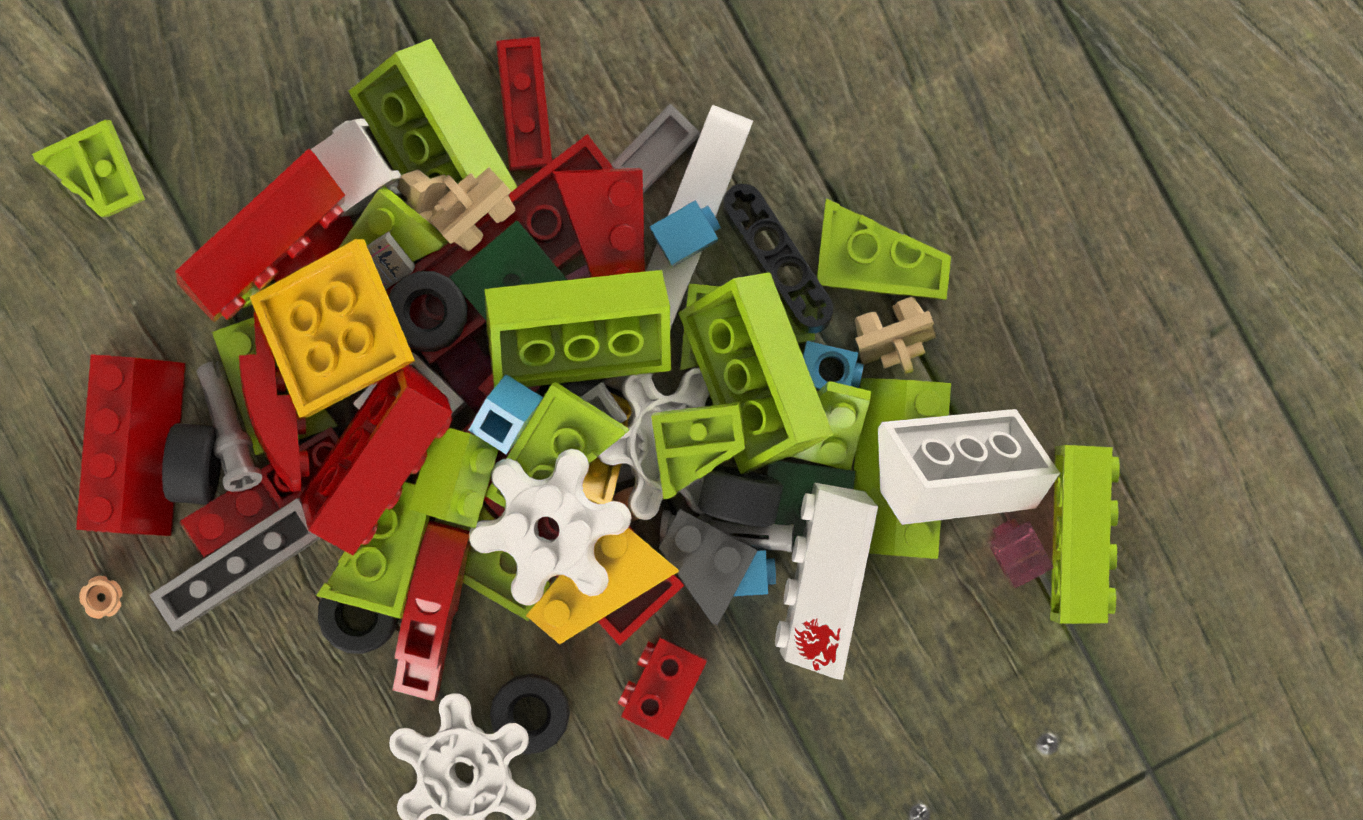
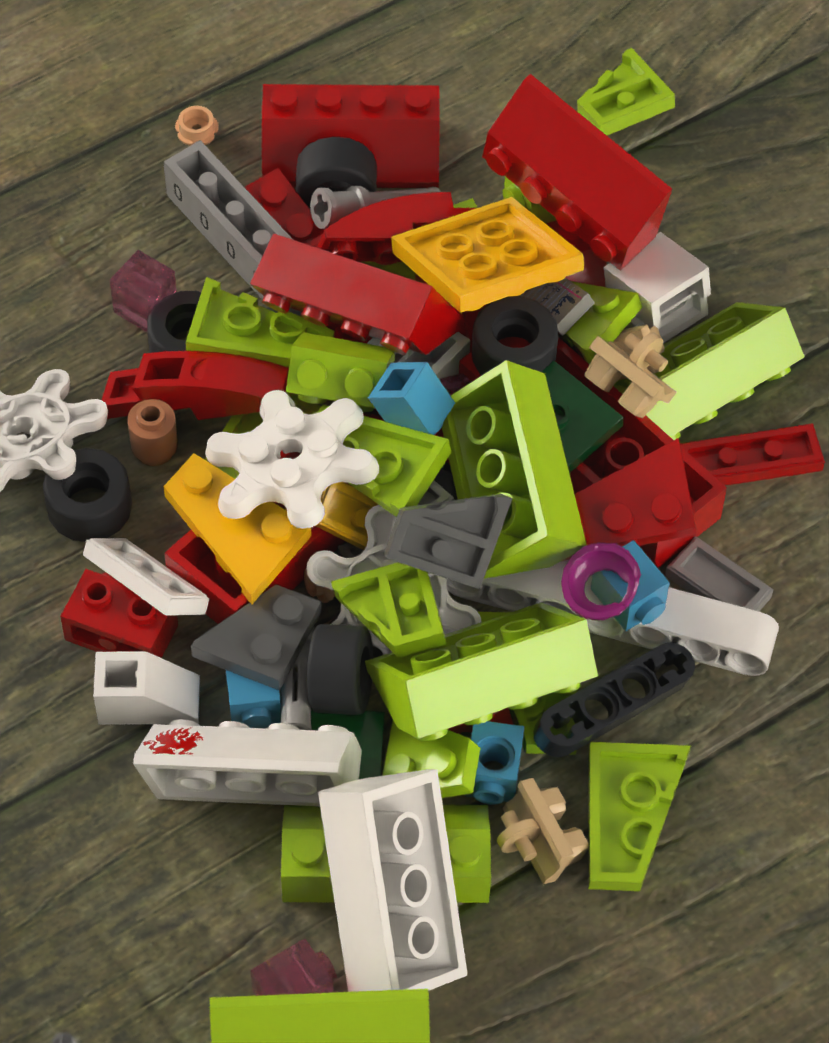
camera: 85 degrees right, 30 degrees down
(311, 656) = (140, 287): none -> clear pink brick
(480, 642) = (152, 432): none -> nougat brick
(632, 663) = (146, 576): none -> white tile
(649, 390) = (449, 537): none -> dark grey wing
(705, 284) = (593, 559): none -> magenta piece
(741, 665) = (143, 689): none -> white slope

